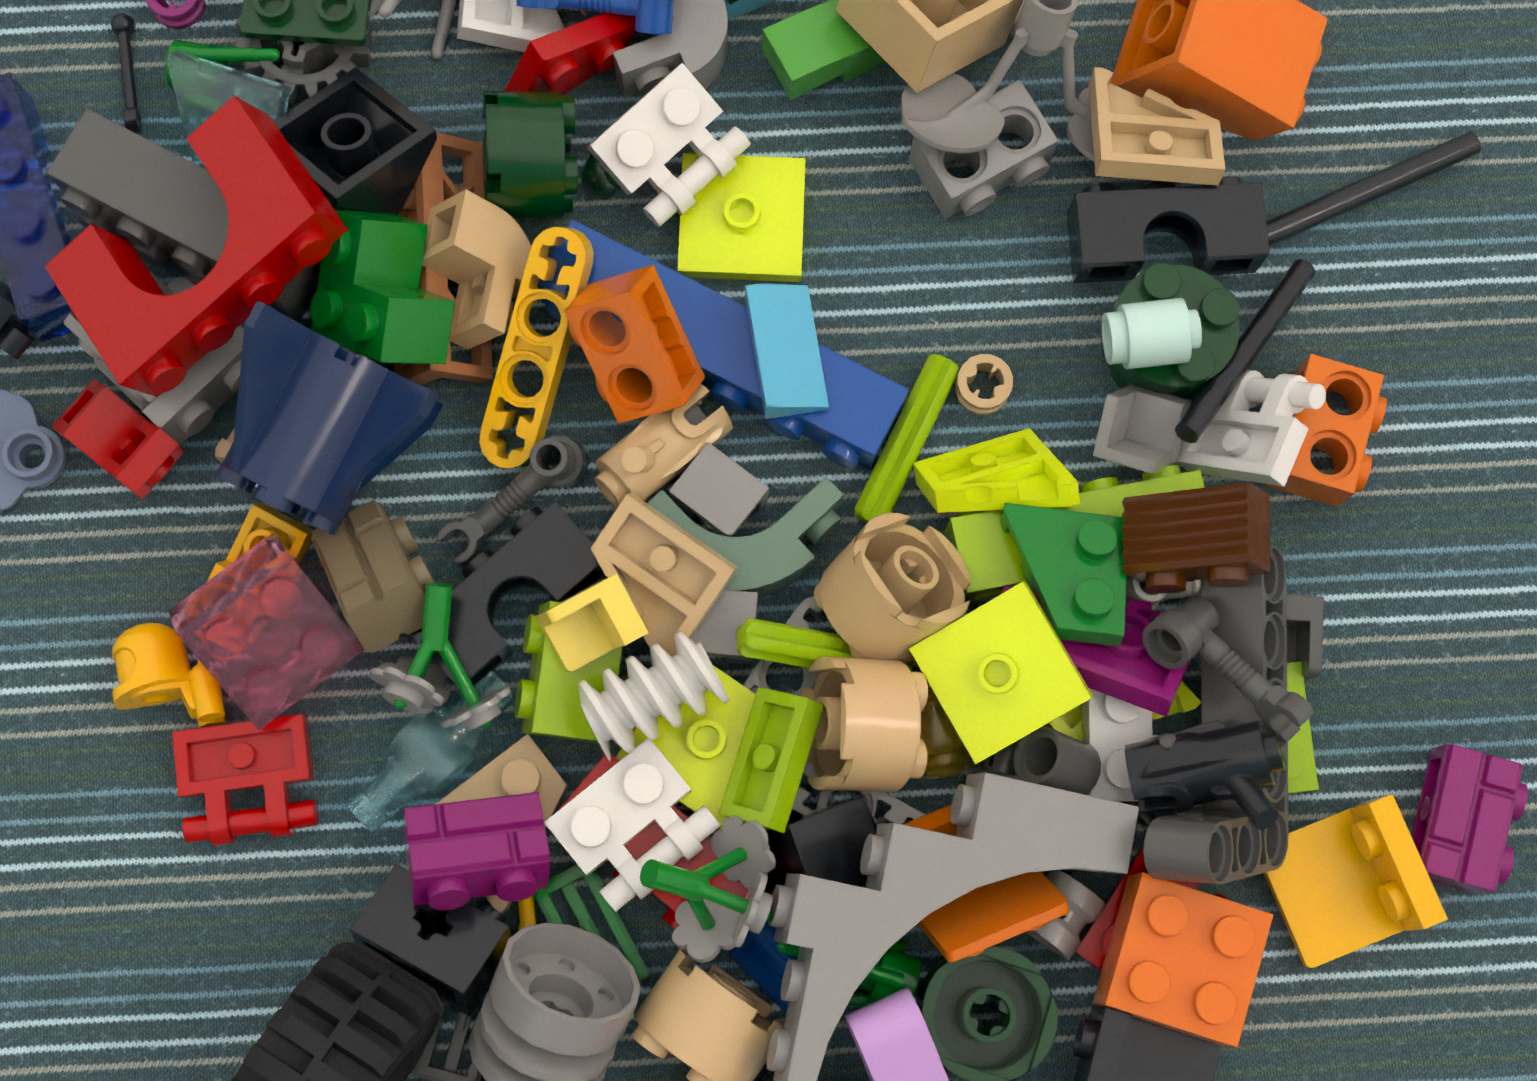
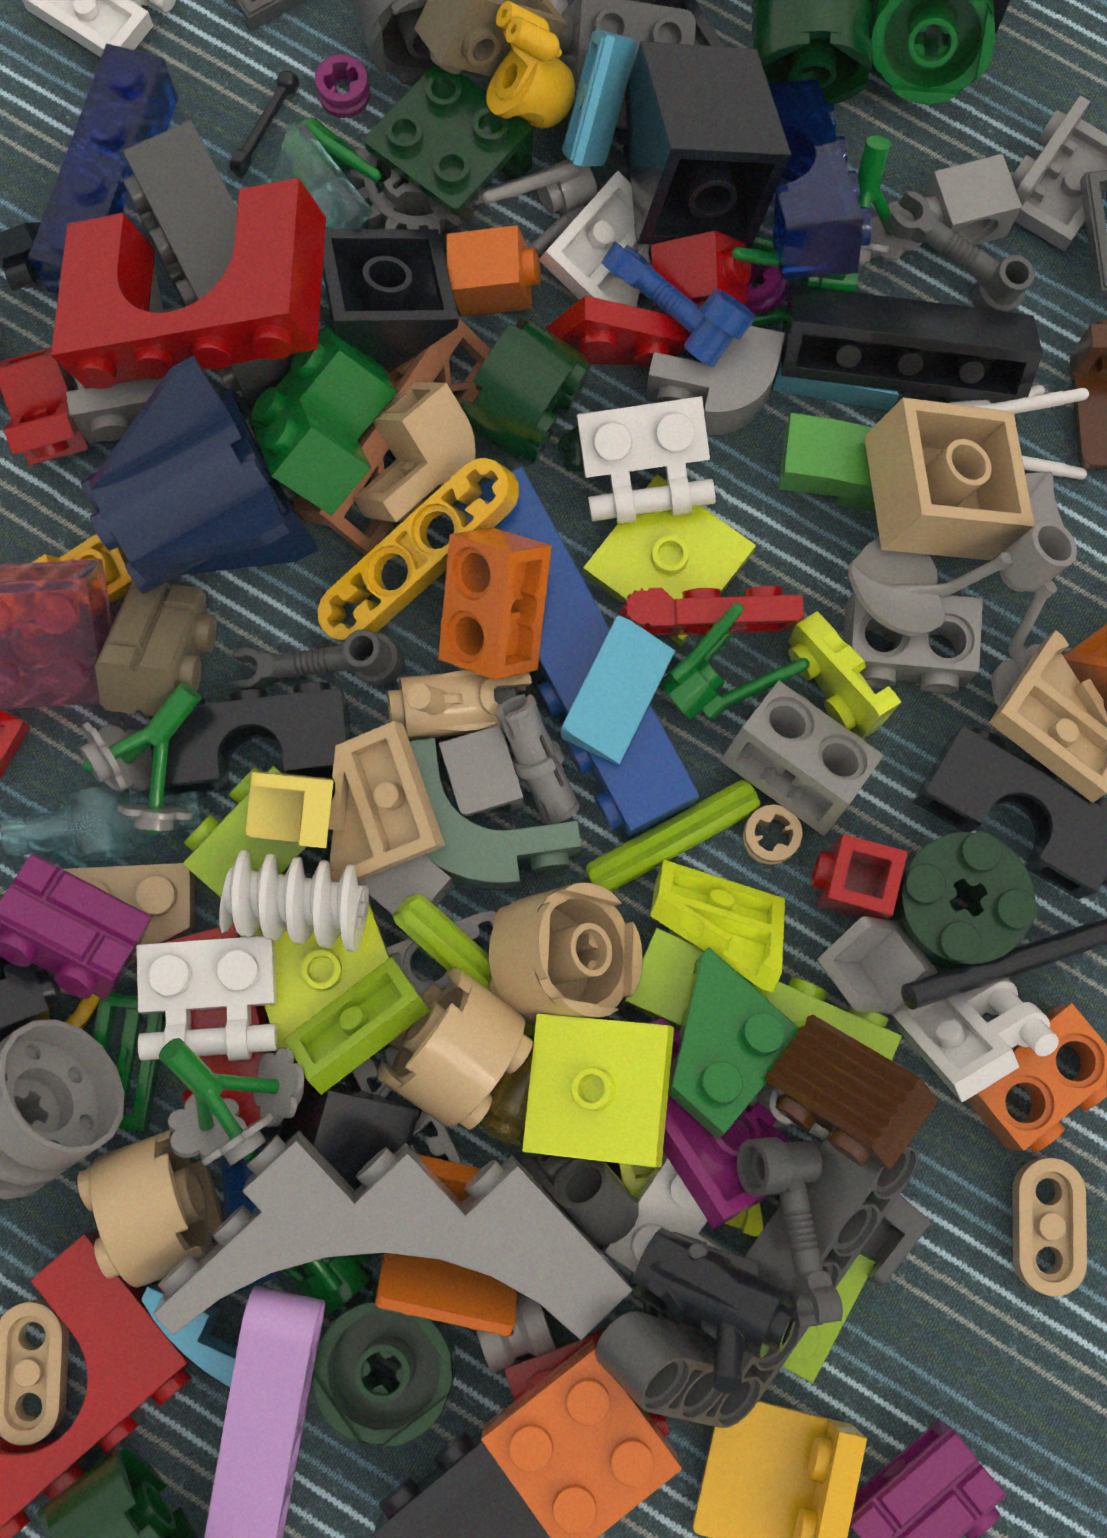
camera: 40 degrees right, 0 degrees up
(425, 71) = (492, 270): none -> orange brick
(757, 449) = (537, 758): none -> light grey pin
(809, 238) = (763, 612): none -> red hinge
(836, 300) = (695, 682): none -> green plant
(944, 216) = (838, 674): none -> neon yellow wing
(966, 305) = (801, 758): none -> light grey brick
(1075, 371) = (858, 878): none -> red brick
(1151, 333) = (936, 890): light aqua brick -> none
(1414, 538) = (1054, 1225): none -> tan plate

